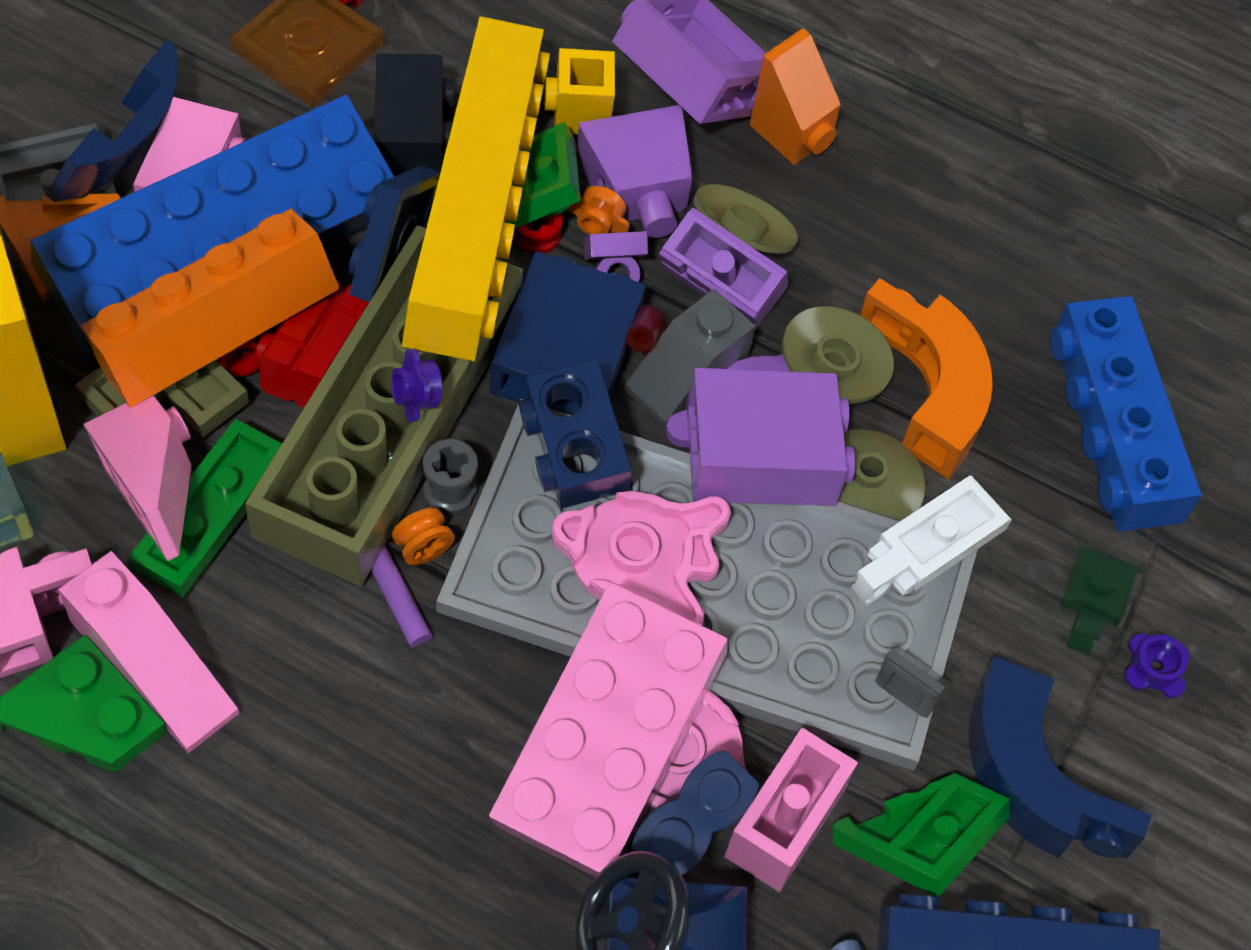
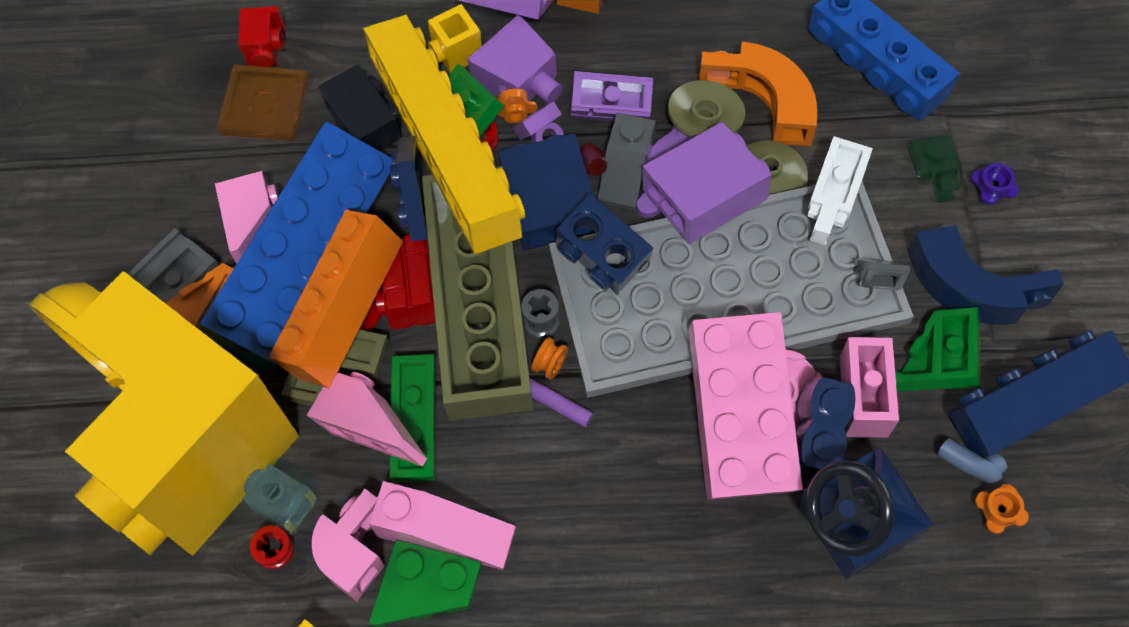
camera: 20 degrees left, 5 degrees up
(102, 160) = (198, 192): dark blue slope -> none
(416, 385) = (496, 271): dark purple plate -> none
(644, 547) = (683, 289): bright pink tile -> none
(746, 218) = (599, 59): olive dish -> none

